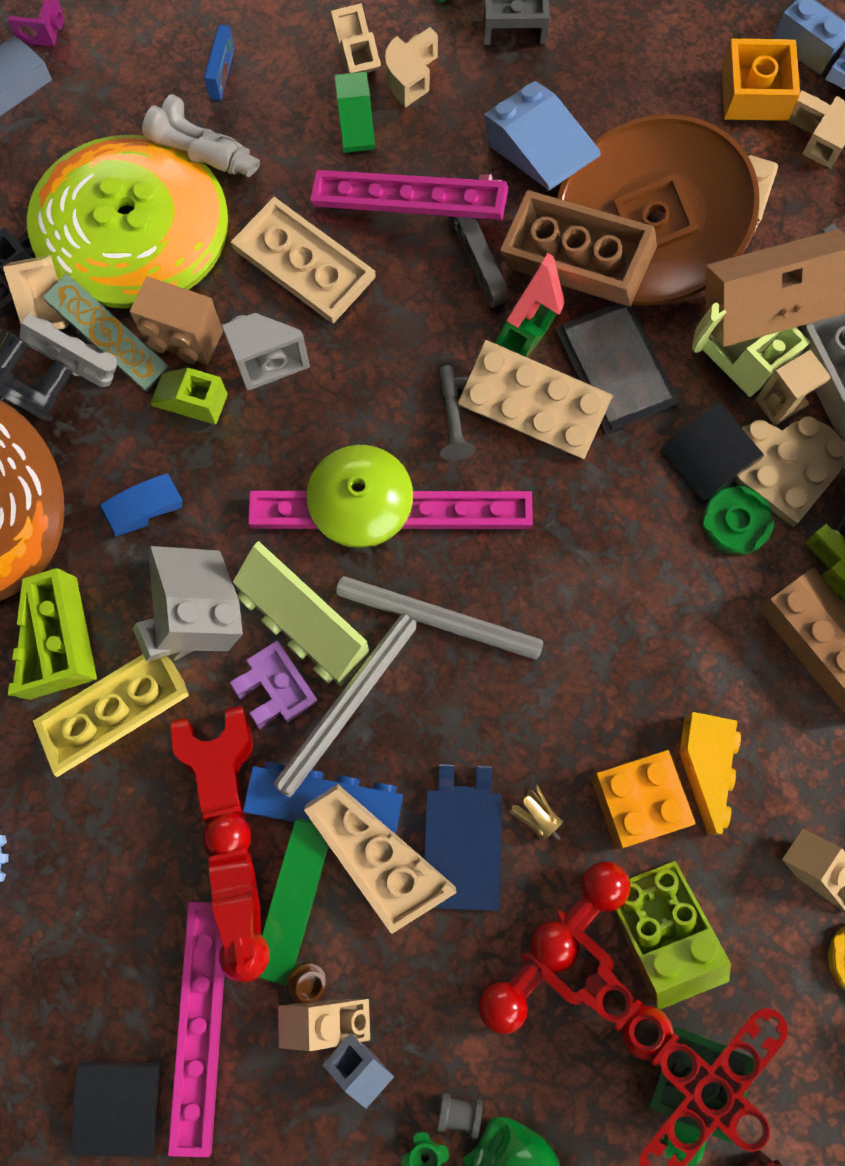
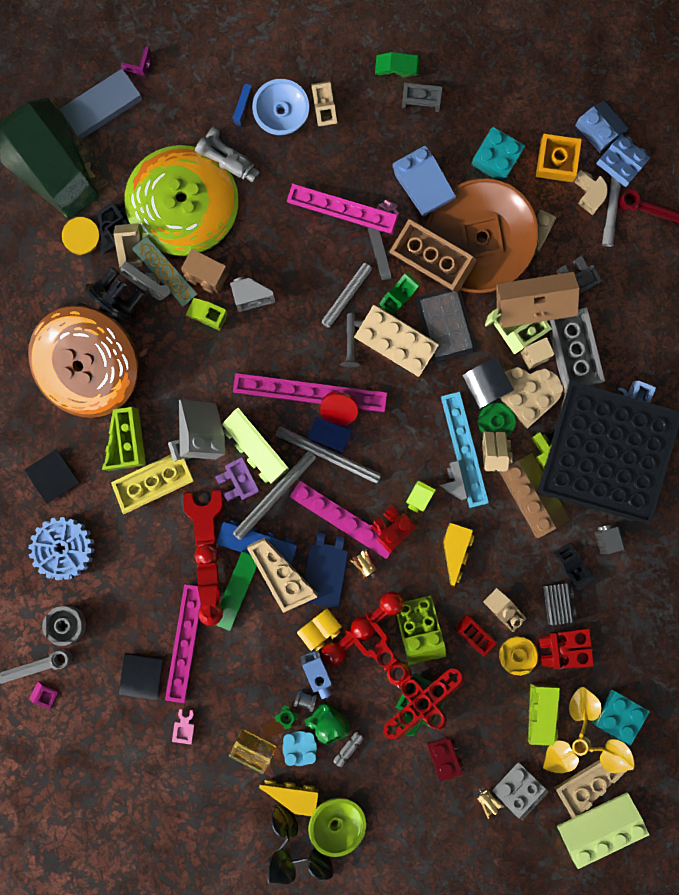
camera: 10 degrees right, 10 degrees up
(135, 506) = (176, 372): blue slope -> none
(283, 54) = (280, 95): none -> light blue dish
(303, 260) = (278, 238): tan plate -> none
(306, 982) = (238, 630): reddish brown plate -> none
(322, 1023) = (245, 650): tan slope -> none
(355, 112) = (318, 148): green slope -> none
(358, 1071) = (259, 673): sand blue brick -> none
(363, 516) = (297, 397): lime dish -> none
(406, 65) = (350, 120): tan brick -> none
(434, 339) = (346, 295): none -> light grey axle
(437, 577) = (329, 434): none -> clear blue panel
(448, 528) = (339, 408): none -> red tile
(468, 960) = (319, 629): none -> yellow brick
(476, 1054) = (315, 667): none -> medium blue torso
(485, 735) = (338, 517): none -> dark pink plate
(542, 289) = (408, 280): coral slope -> none
(590, 745) = (396, 532): none -> red plate
(625, 669) = (419, 497): none -> slope
(642, 800) = (418, 563): light orange brick -> none
(657, 83) = (497, 155): none -> teal brick
(690, 644) = (457, 486): none -> light grey slope
(691, 578) = (464, 449): none -> medium azure plate
(753, 568) = (496, 451): none -> tan brick
(754, 918) = (462, 626): none -> red slope

